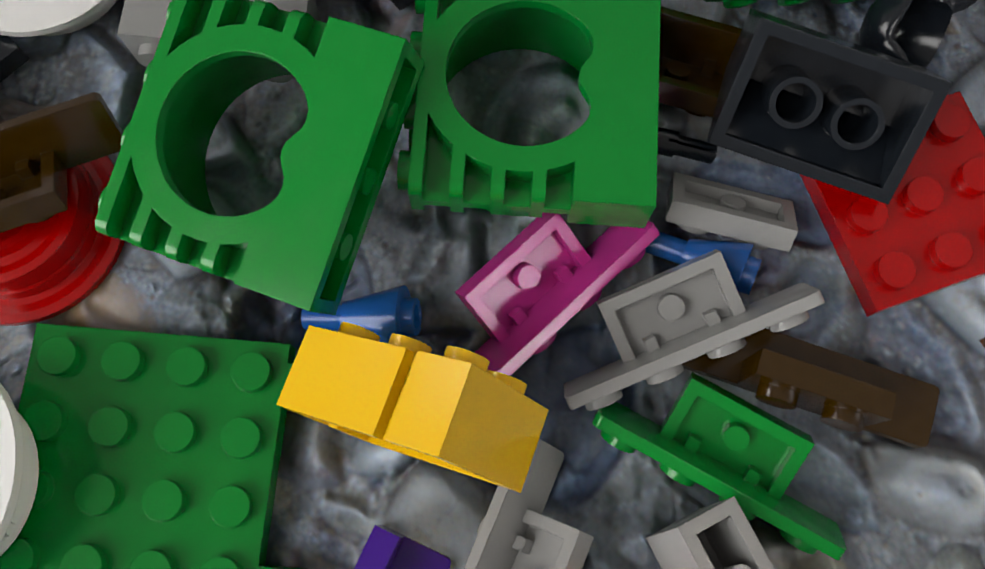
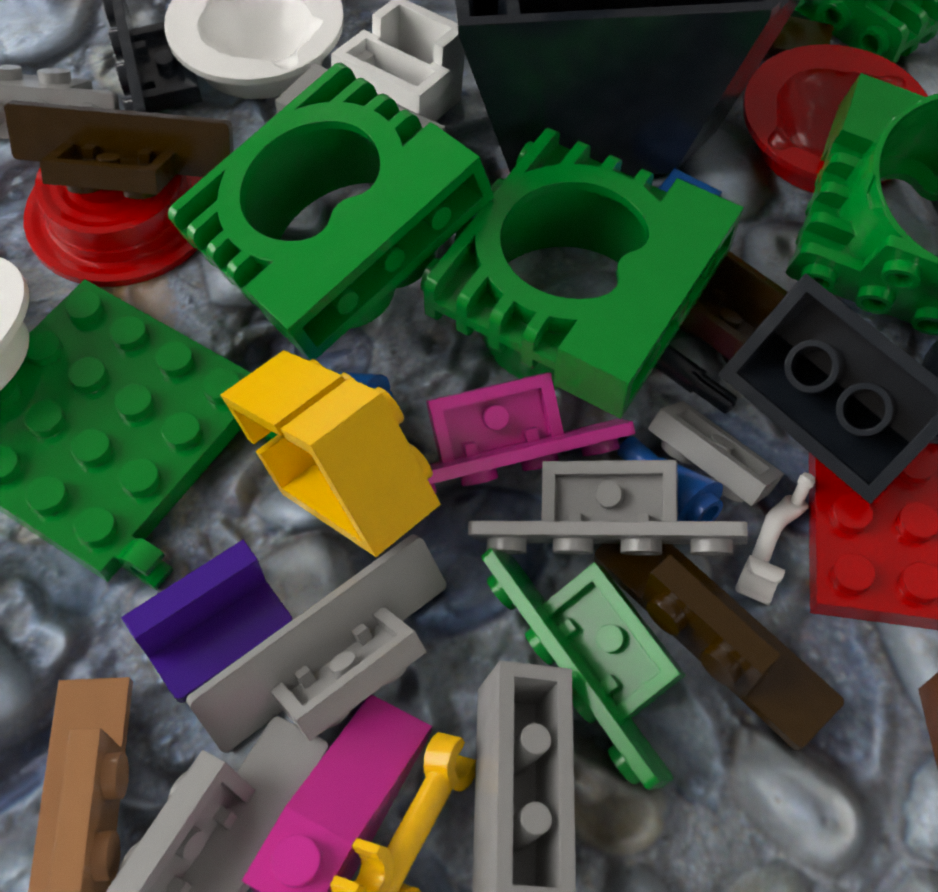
camera: 30 degrees right, 15 degrees down
(805, 243) = (758, 576): none -> white piece

